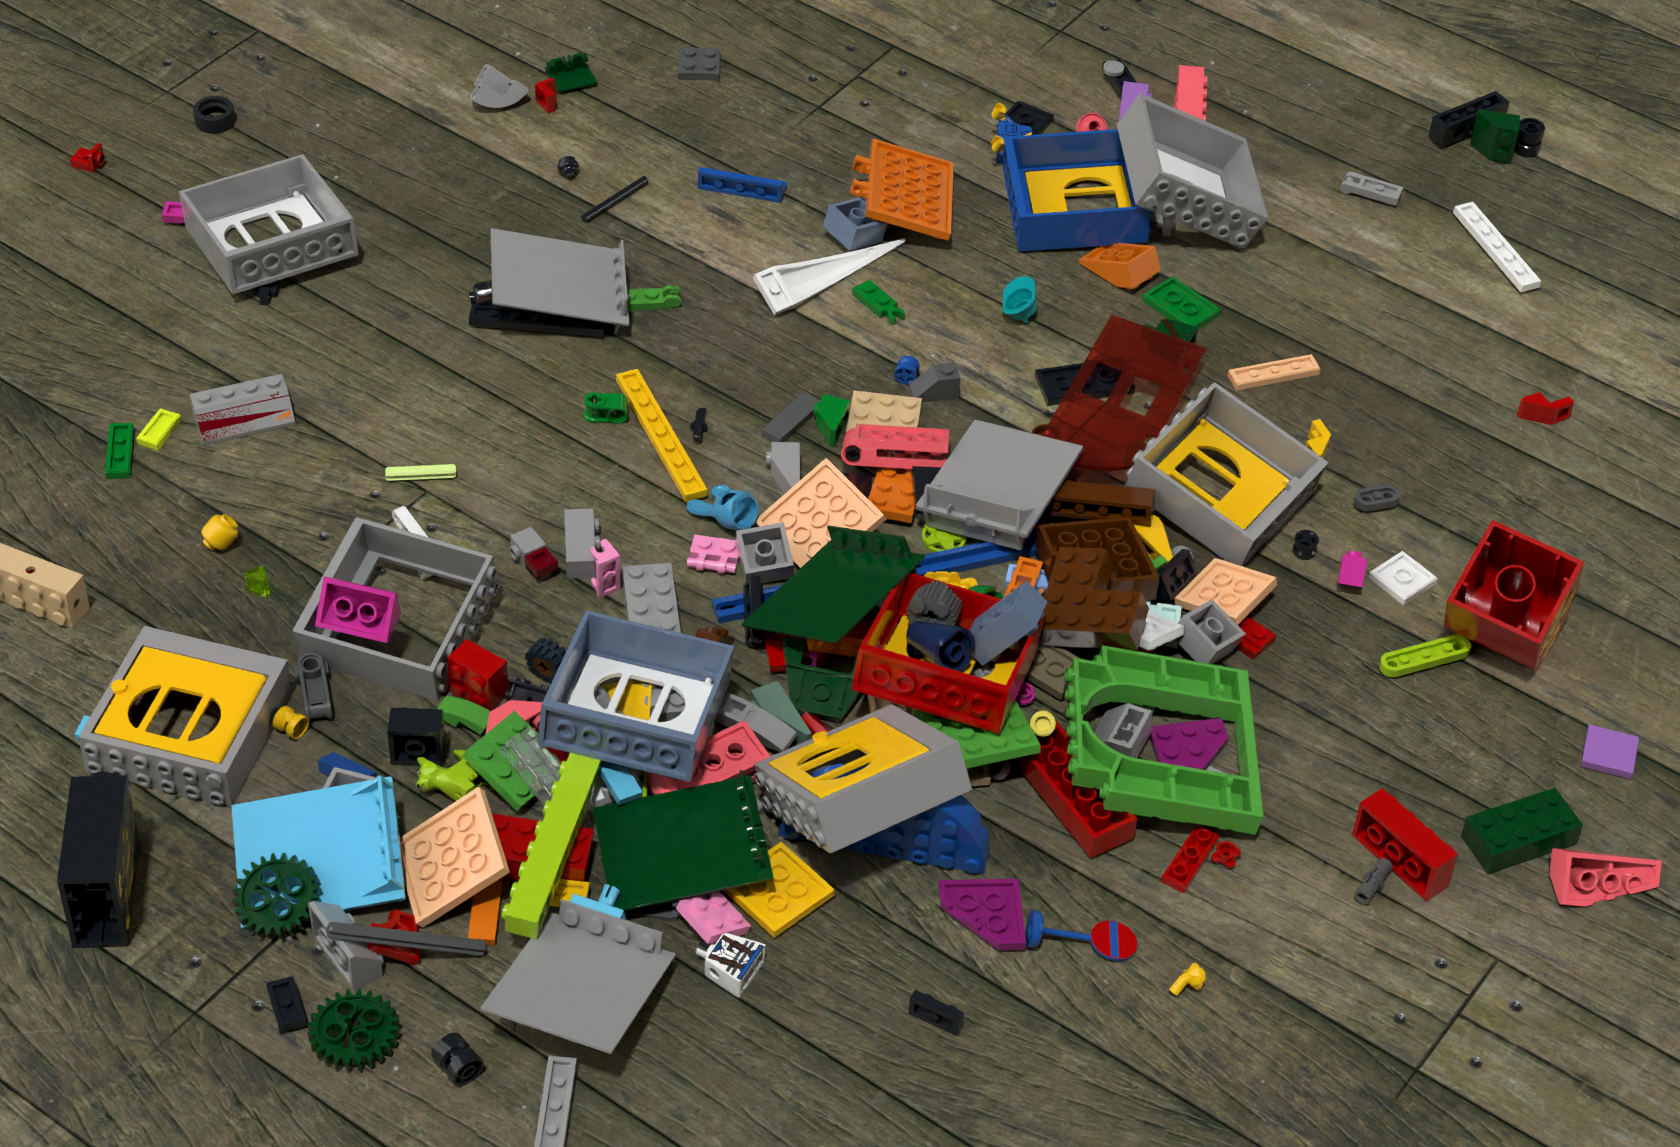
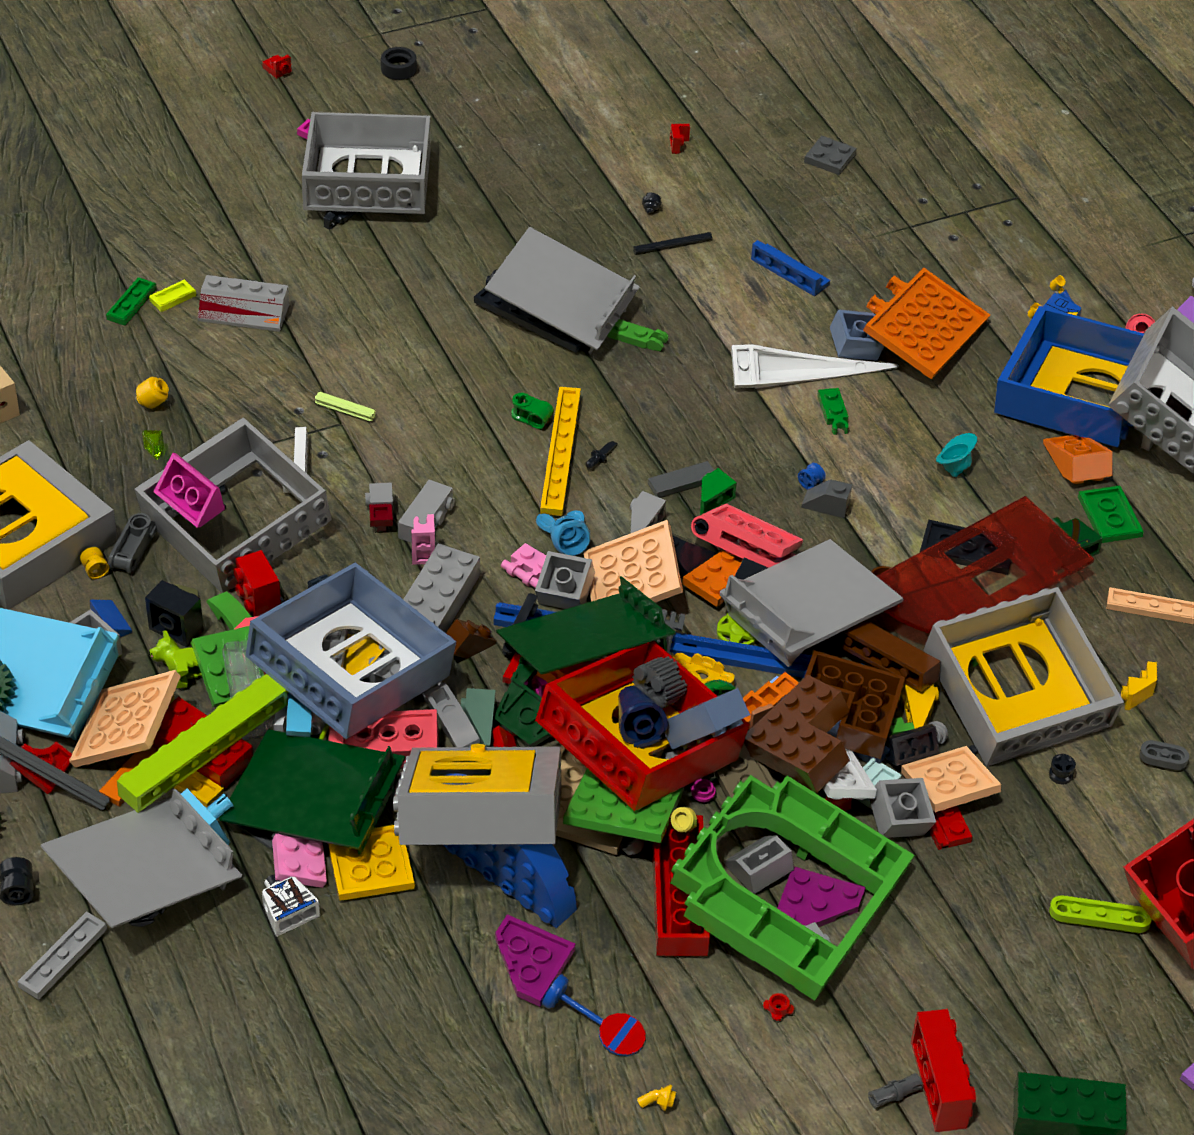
camera: 30 degrees right, 0 degrees up
(496, 89) = (638, 119): light grey brick -> none
(570, 73) = (713, 127): dark green hinge -> none
(883, 410) = (768, 504): tan plate -> none
(936, 1012) = (417, 1017): black plate -> none
(1030, 116) = (1092, 301): black tile -> none
(1190, 858) = (744, 996): red tile -> none
(1352, 569) = (1088, 807): dark pink slope -> none
(1402, 578) = (1132, 834): white tile -> none

